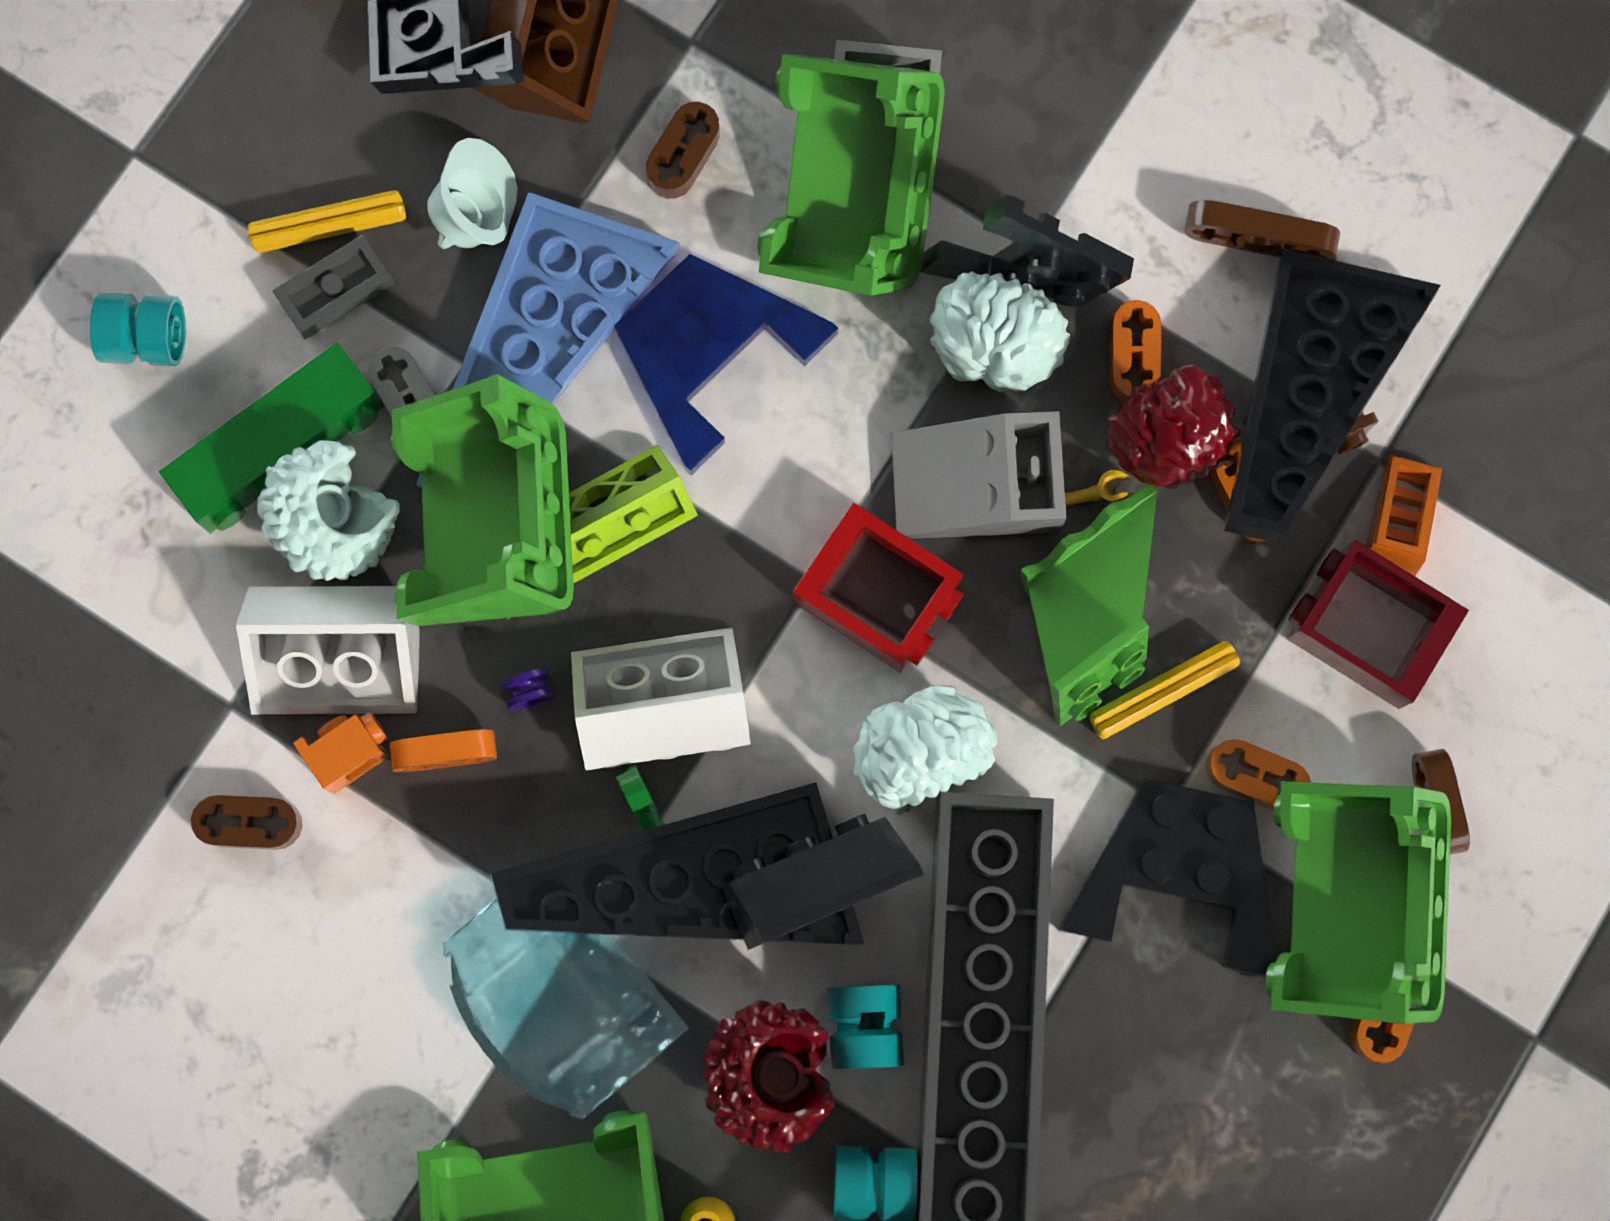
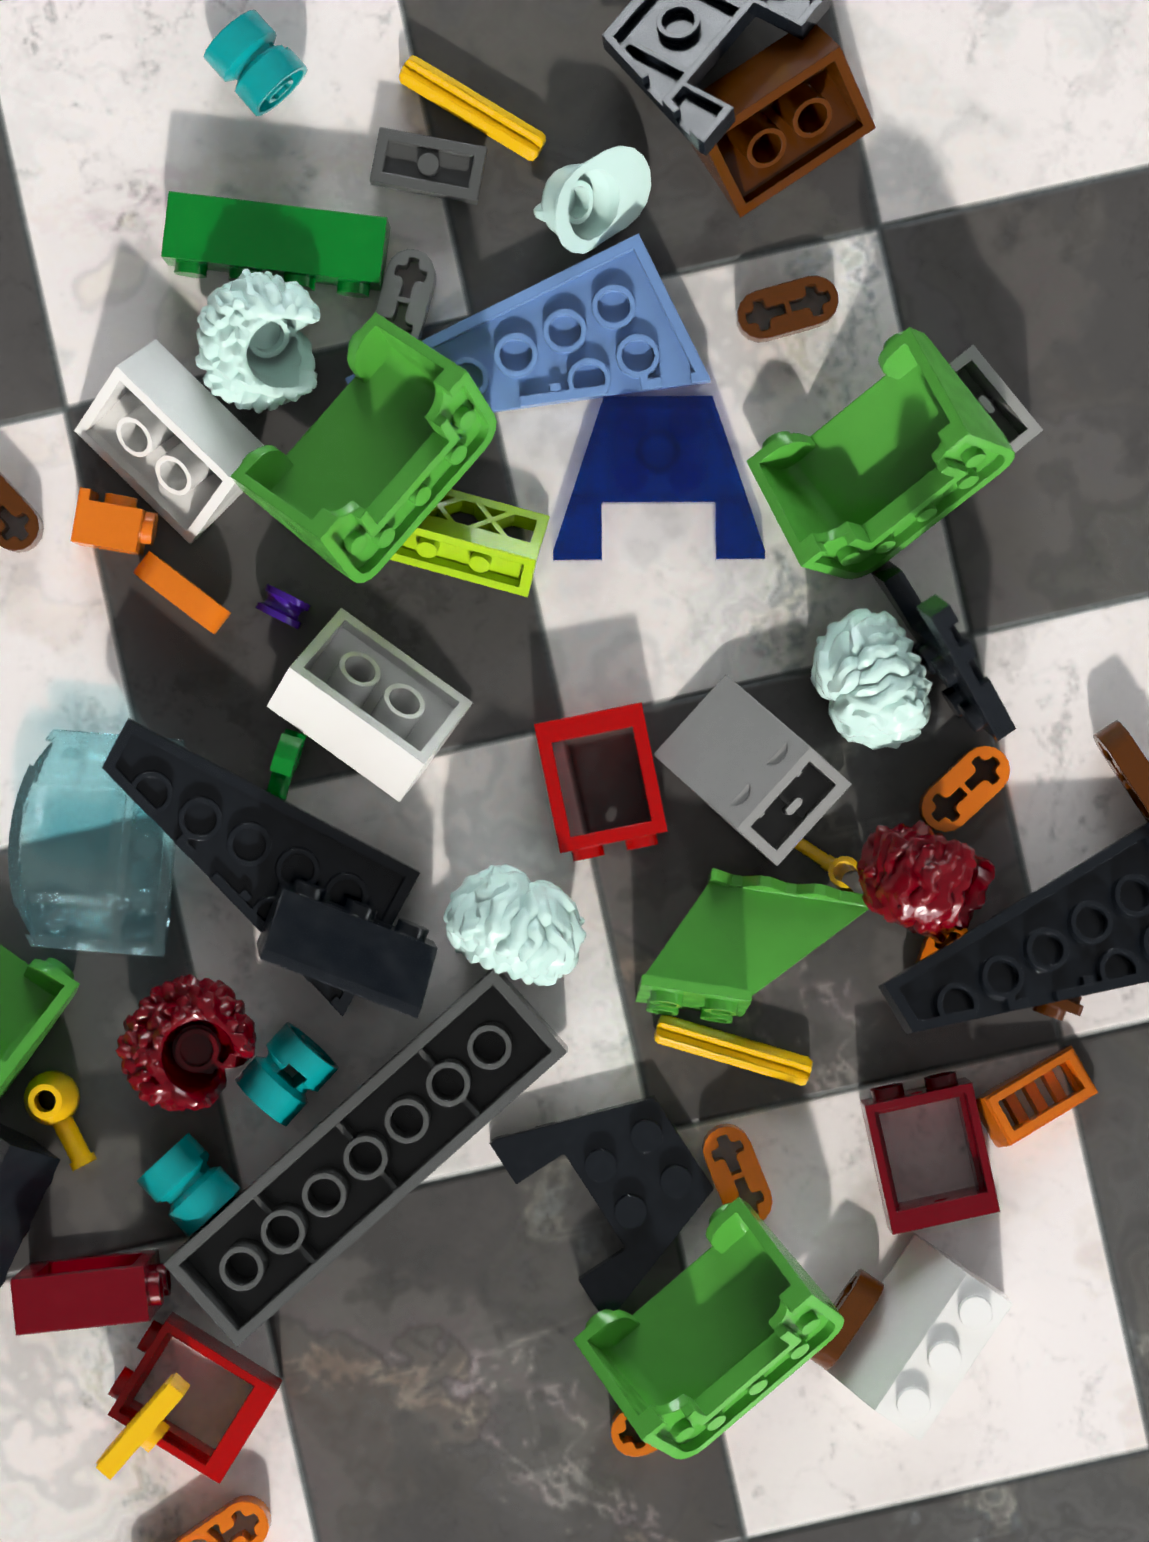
camera: 50 degrees right, 10 degrees up
(1508, 757) = (920, 1337): none -> white slope

